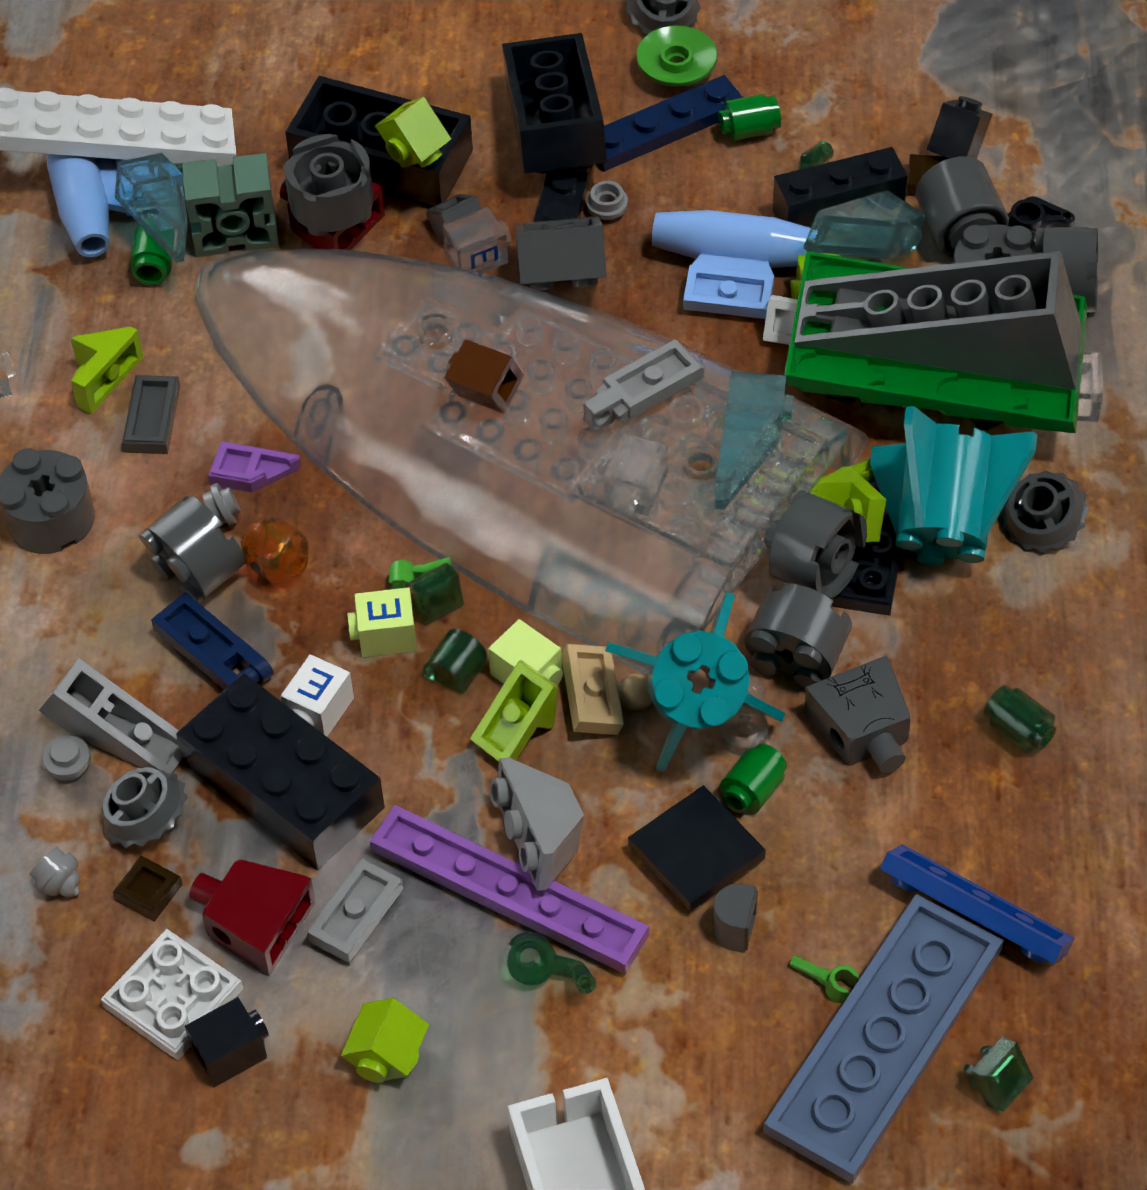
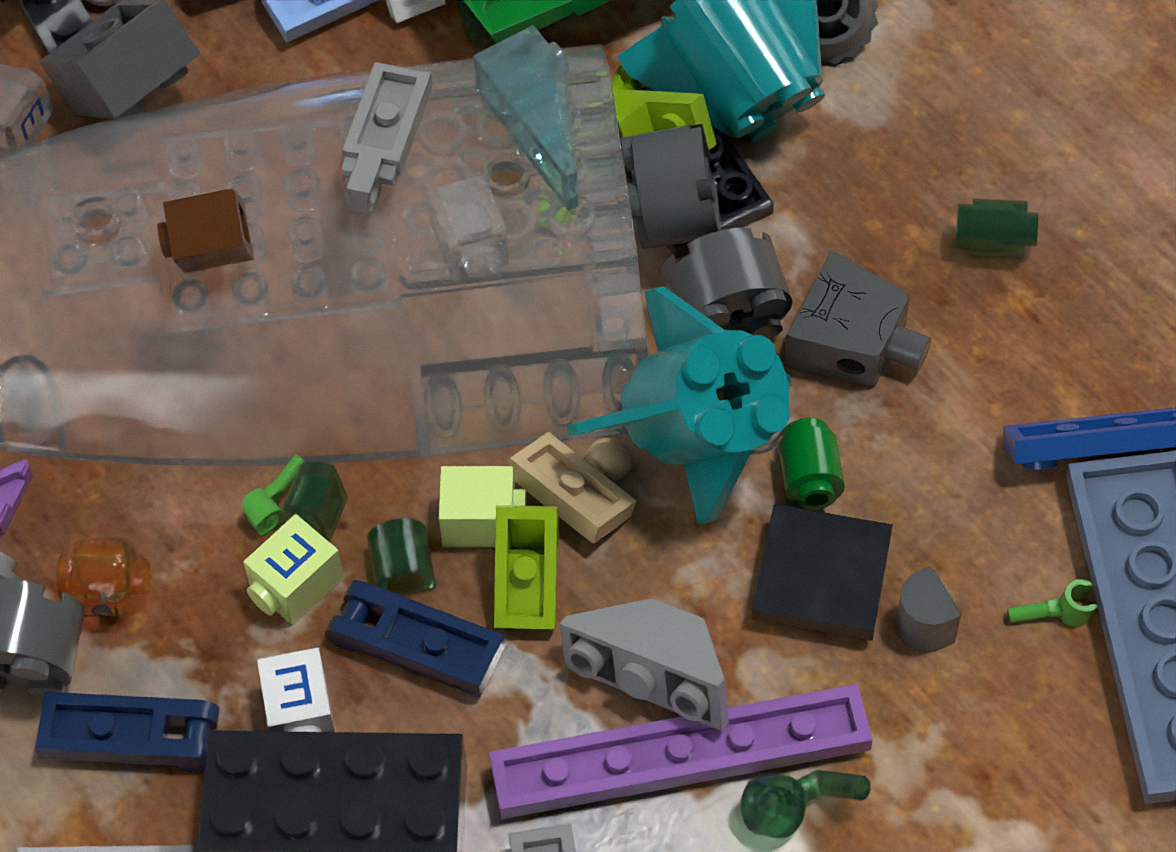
camera: 40 degrees left, 5 degrees up
(420, 713) = (417, 637): none -> dark blue plate

